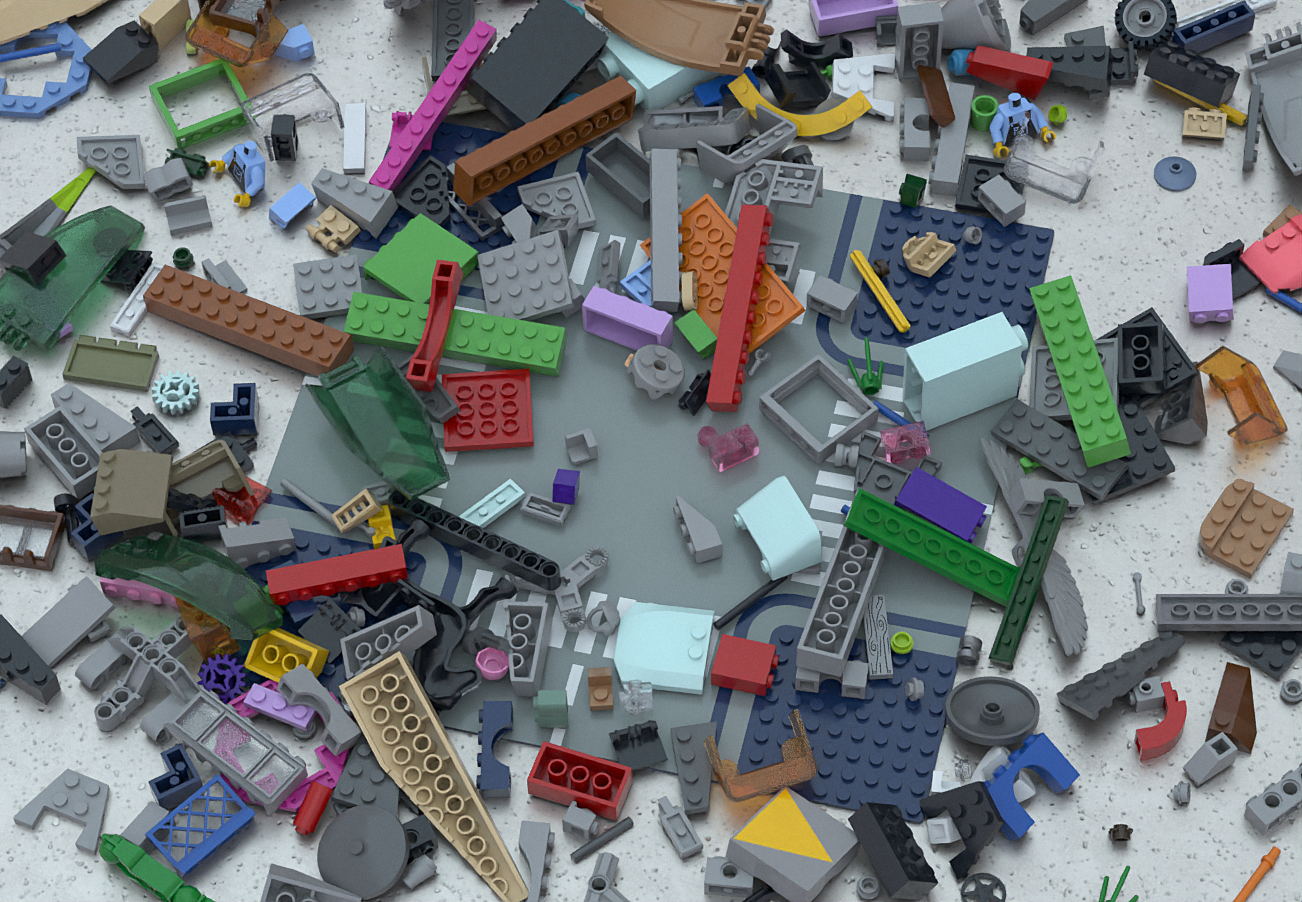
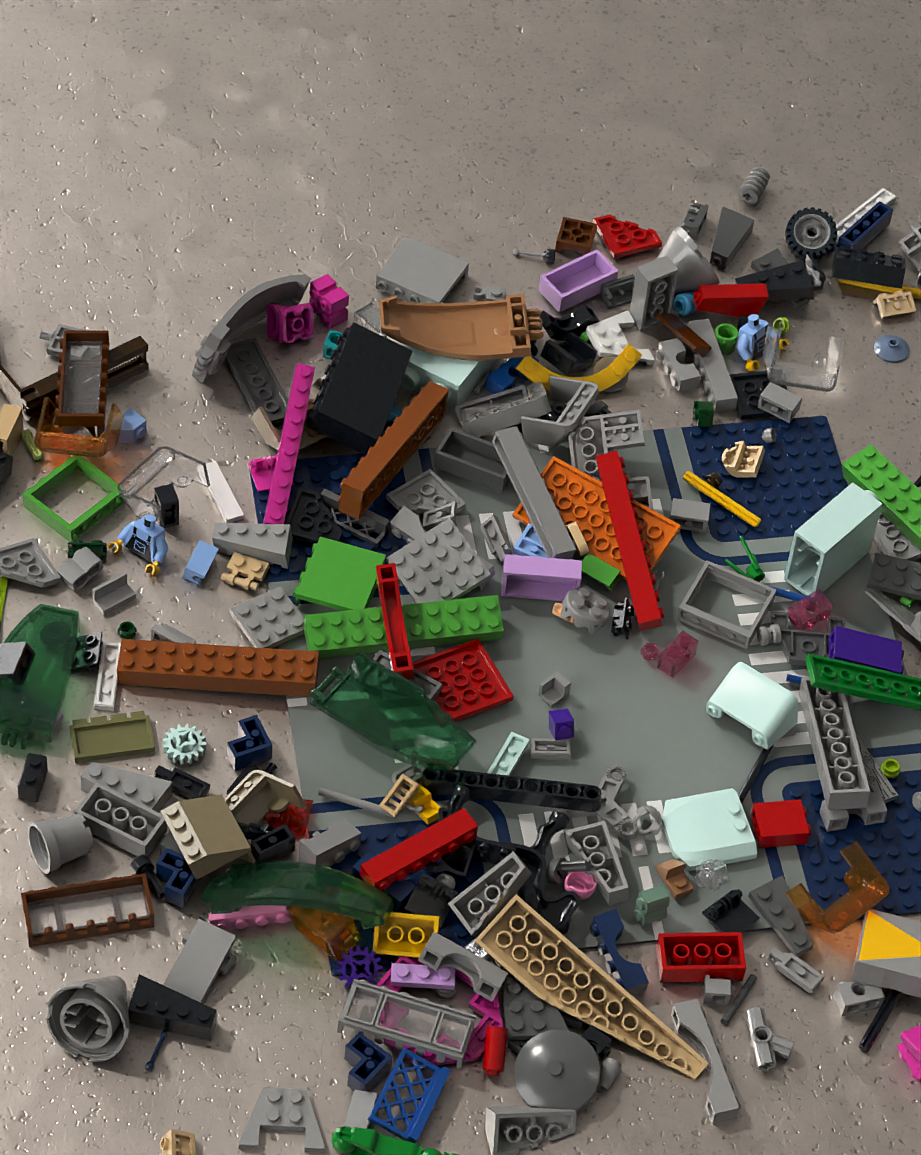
camera: 30 degrees left, 5 degrees down
(140, 676) = (330, 983): light grey piece -> none
(700, 532) = (686, 729): light grey slope -> none

